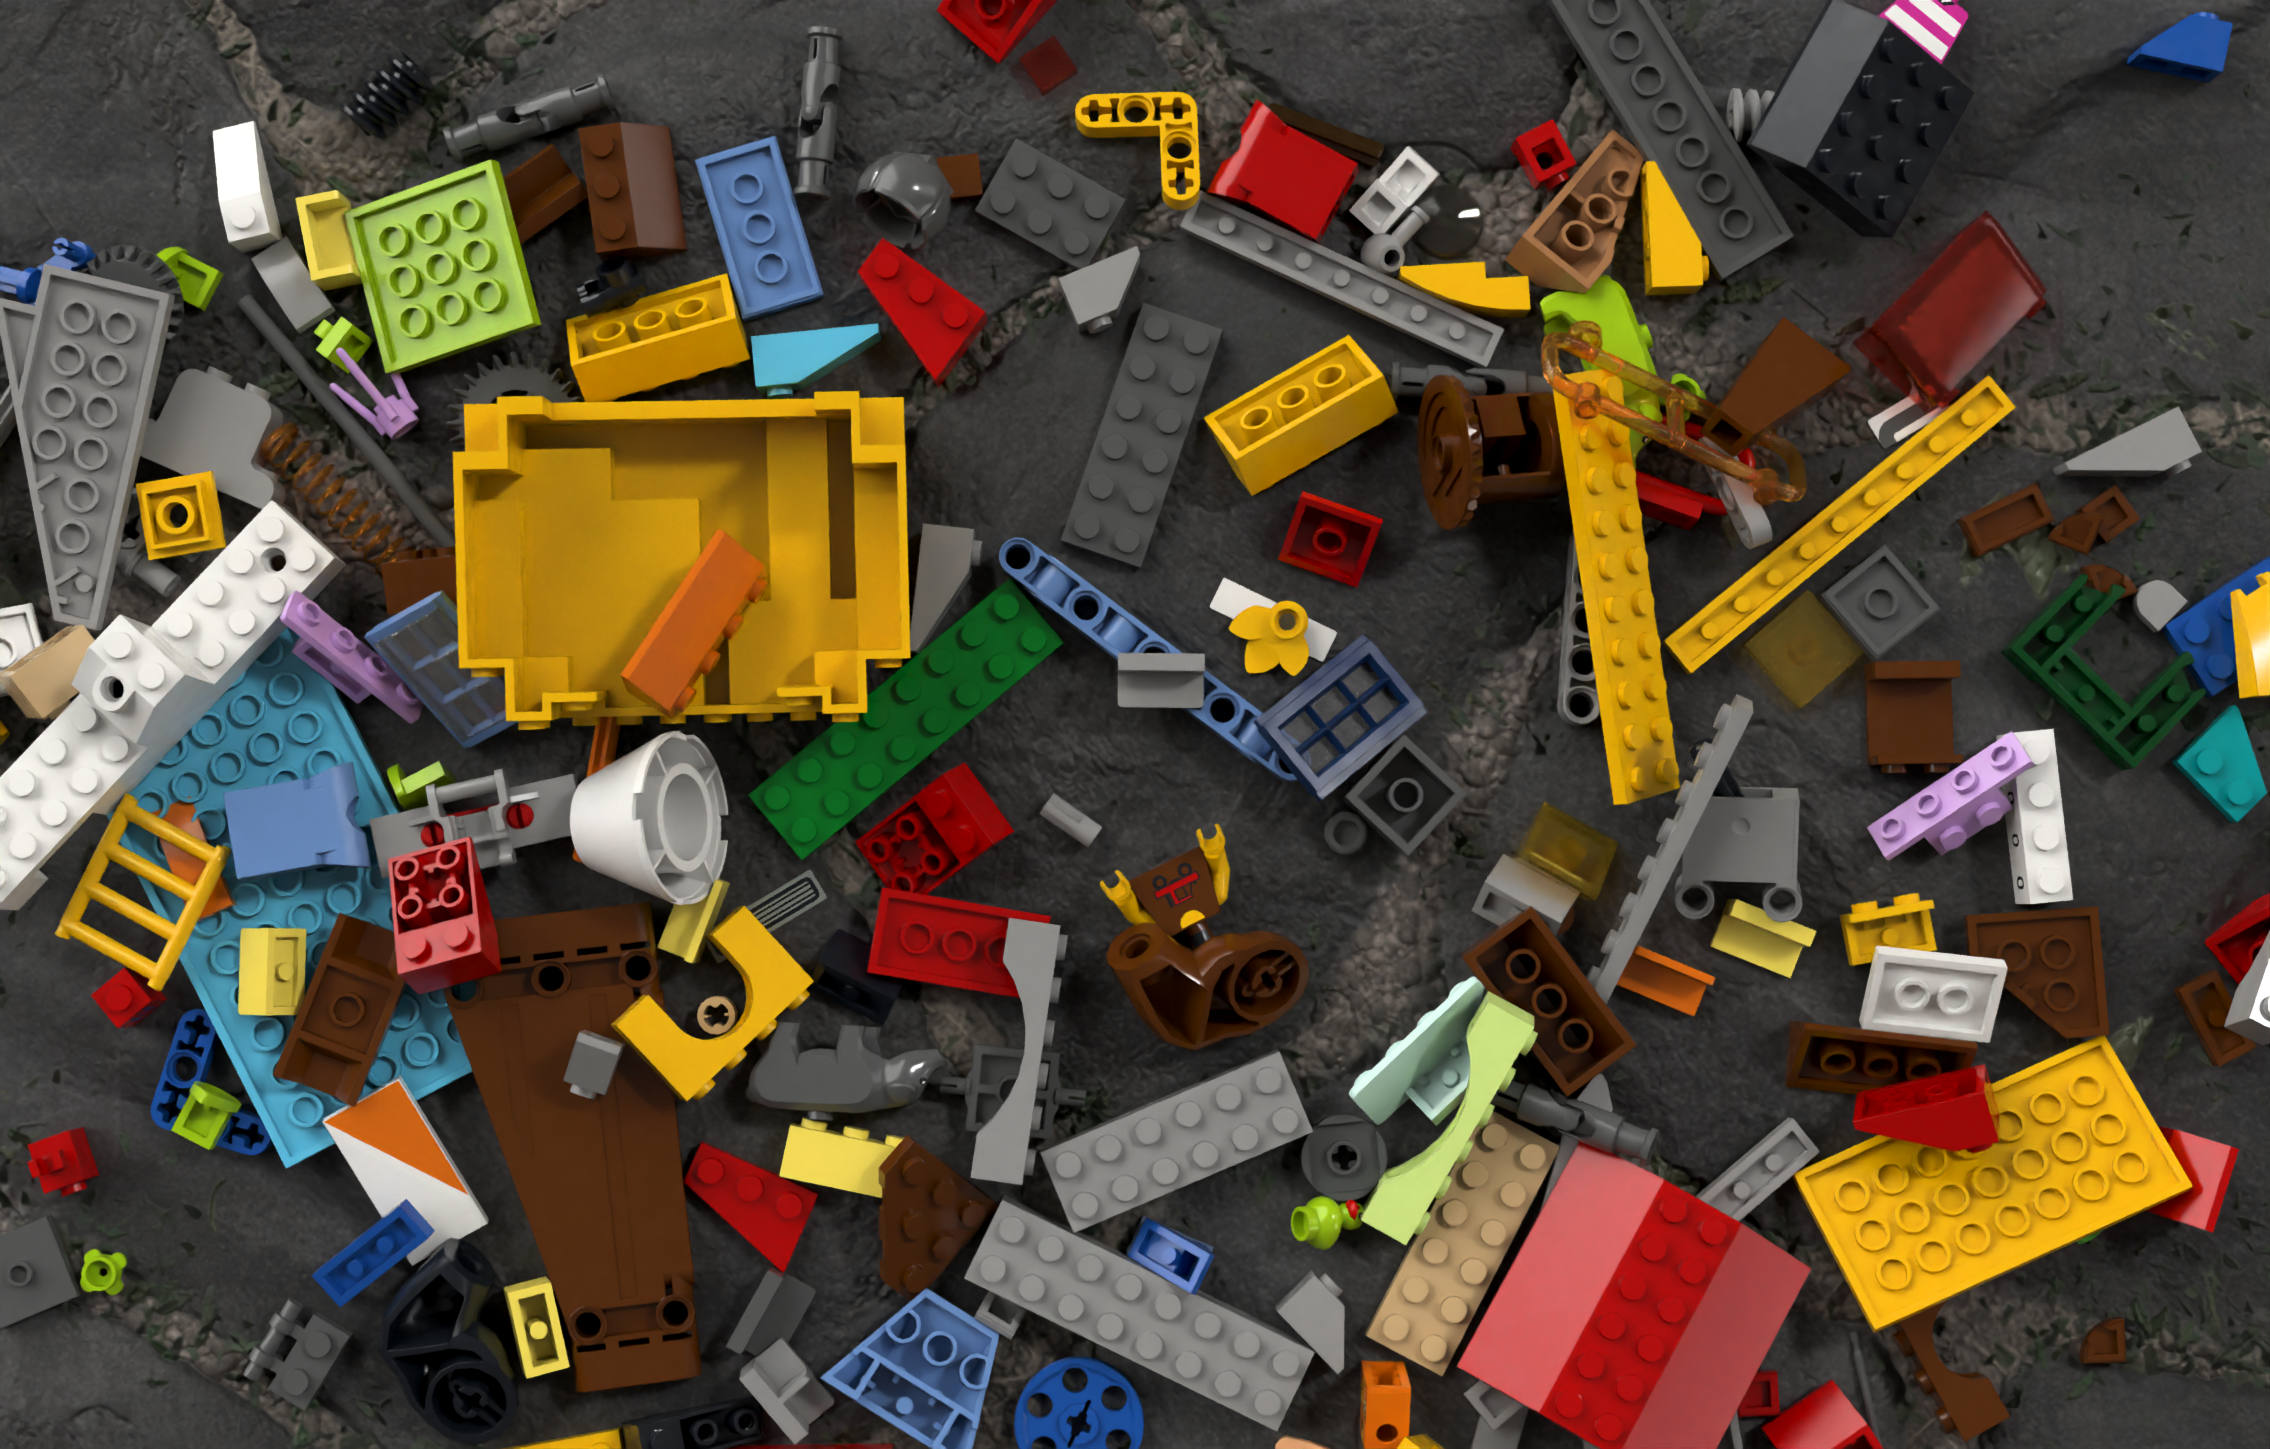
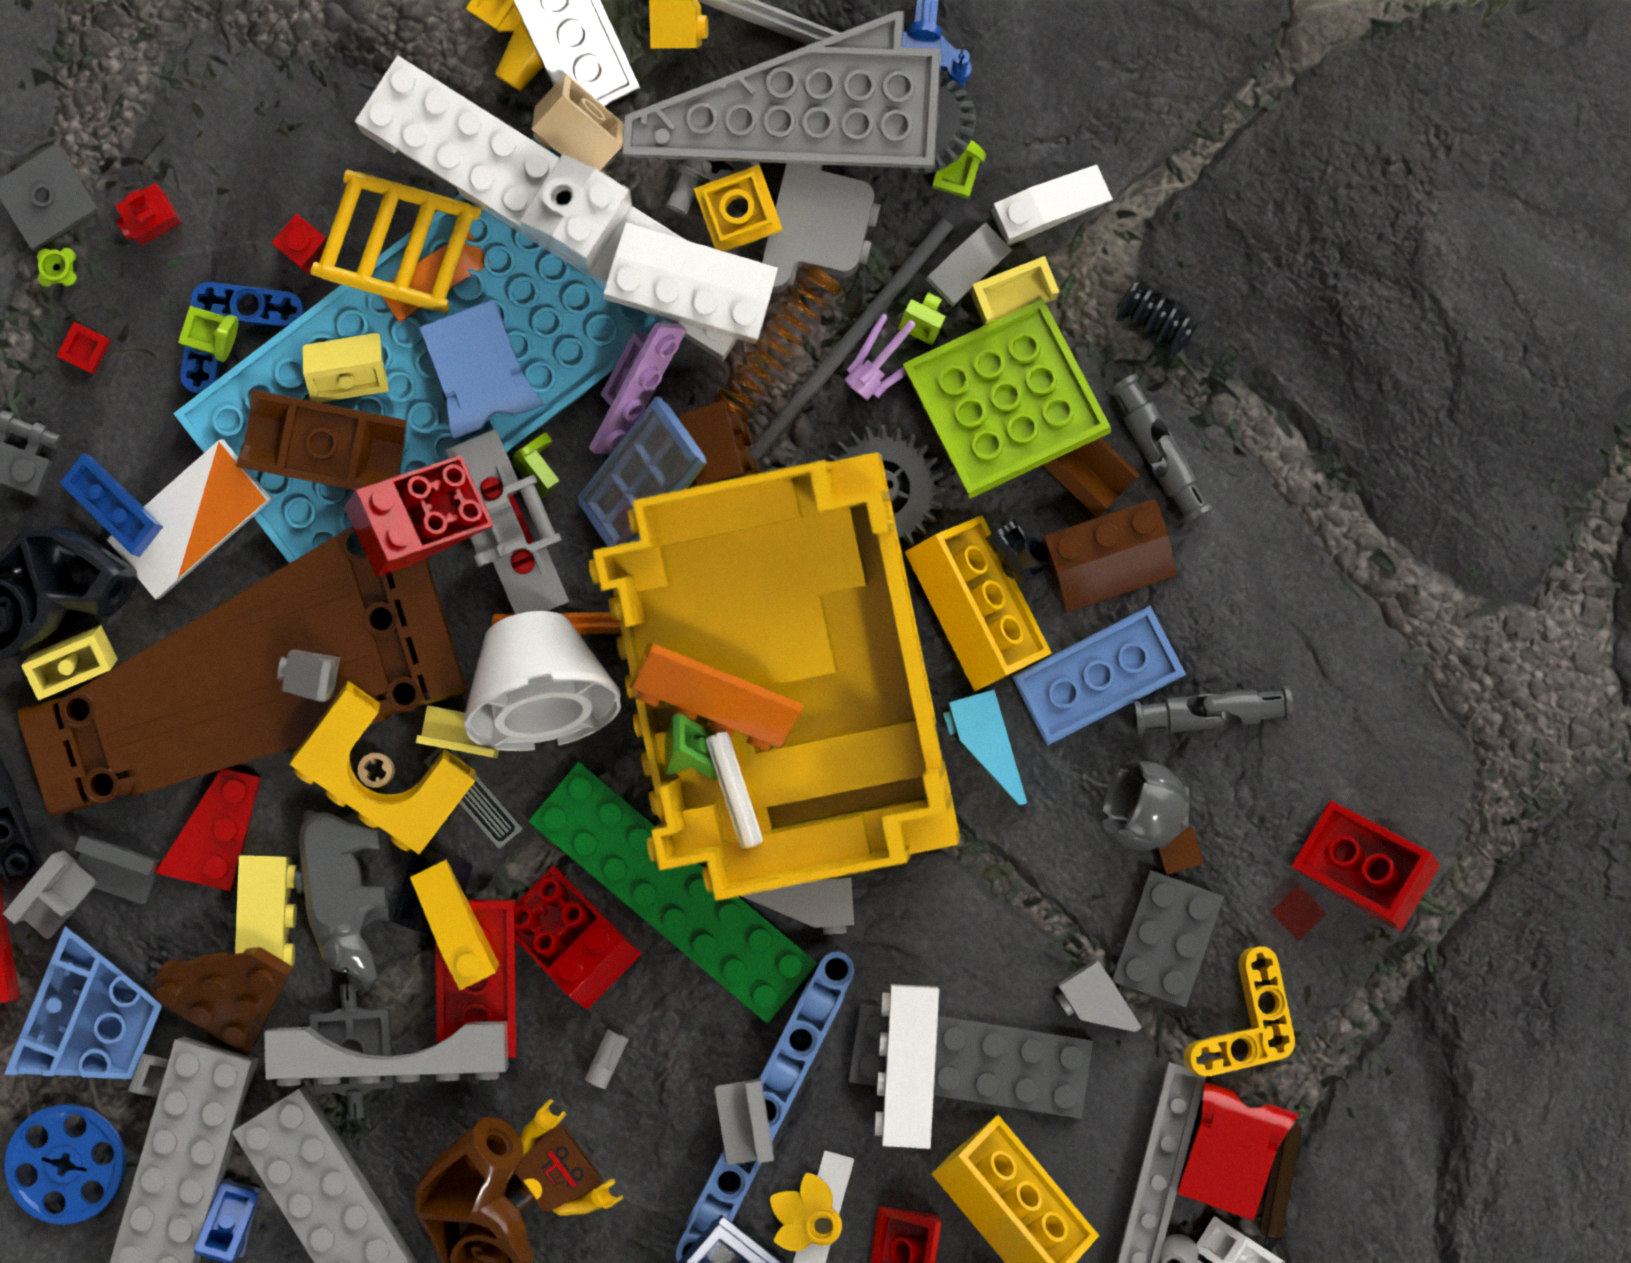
camera: 80 degrees right, 0 degrees up
(198, 1256) = (84, 348): none -> red tile
(247, 575) = (690, 283): none -> white slope
(746, 660) = (687, 747): none -> bright green slope
(800, 623) = (734, 790): none -> white axle
(893, 954) = (454, 925): none -> yellow slope
(923, 308) = (1049, 839): red wedge -> none
(1131, 496) = (909, 1066): none -> white brick

